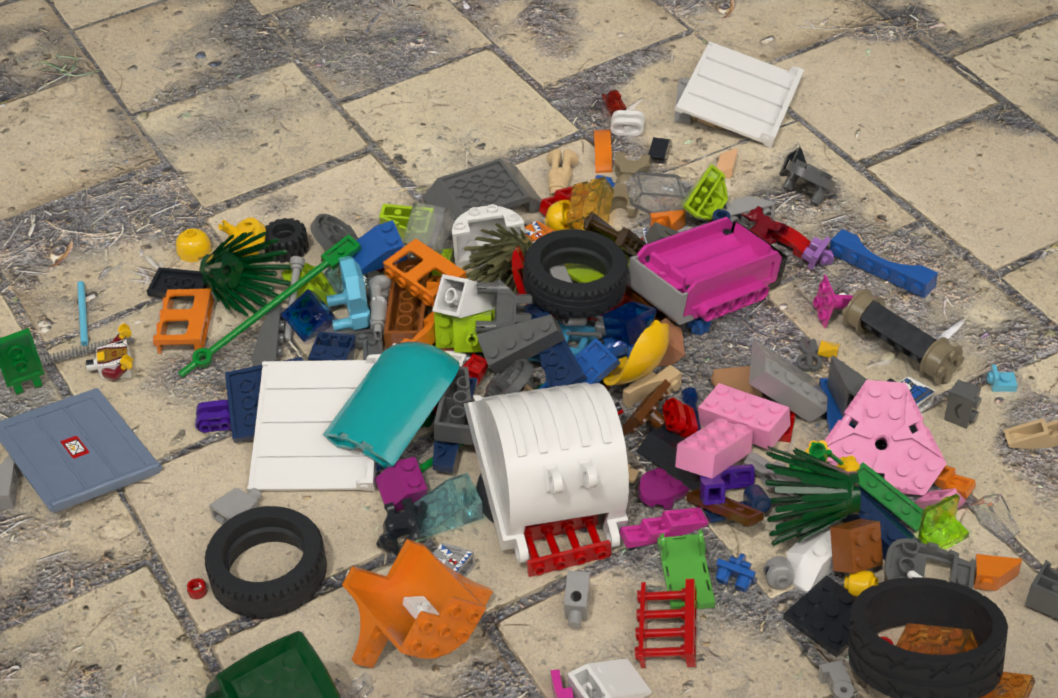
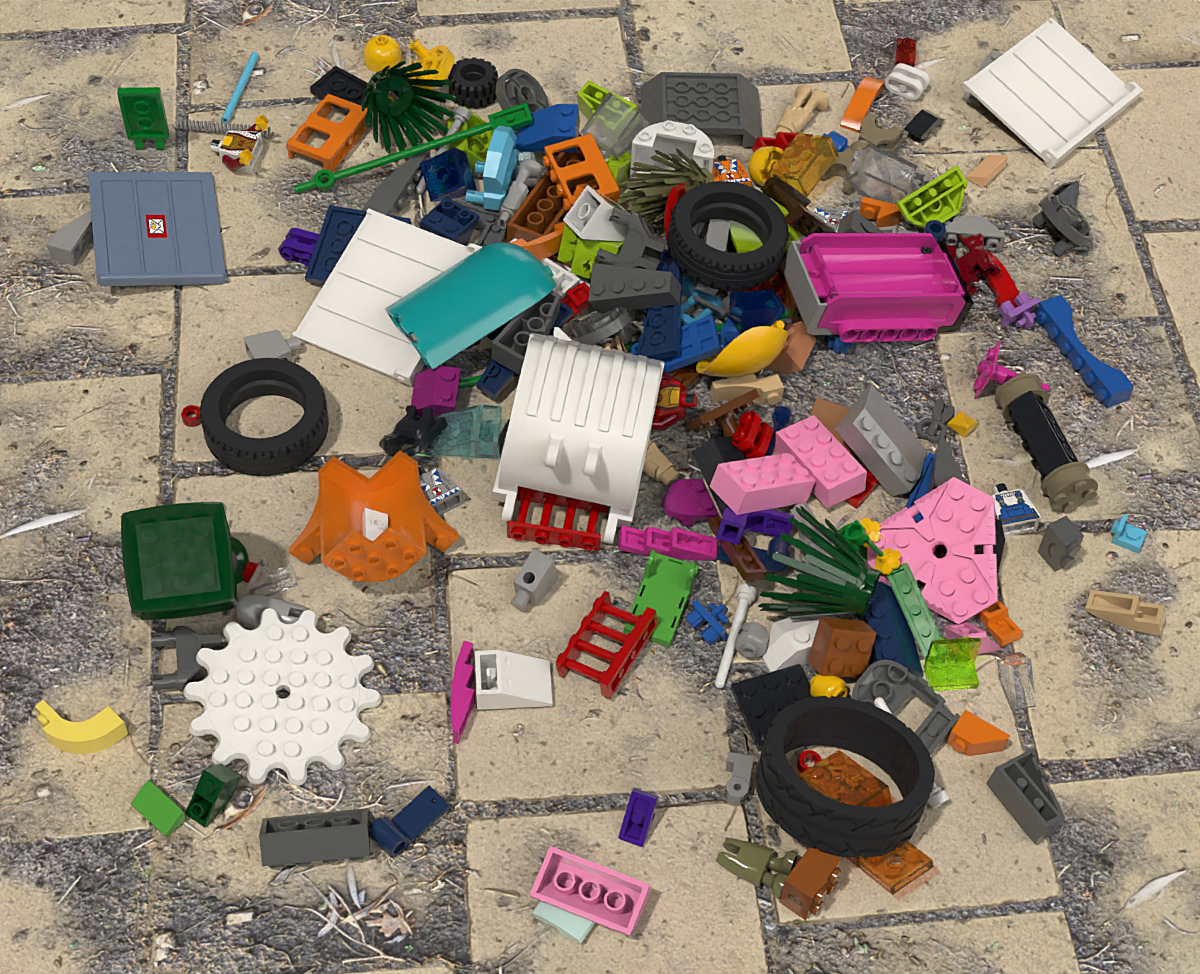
camera: 20 degrees right, 10 degrees up
(750, 541) = (745, 595): none -> white piece

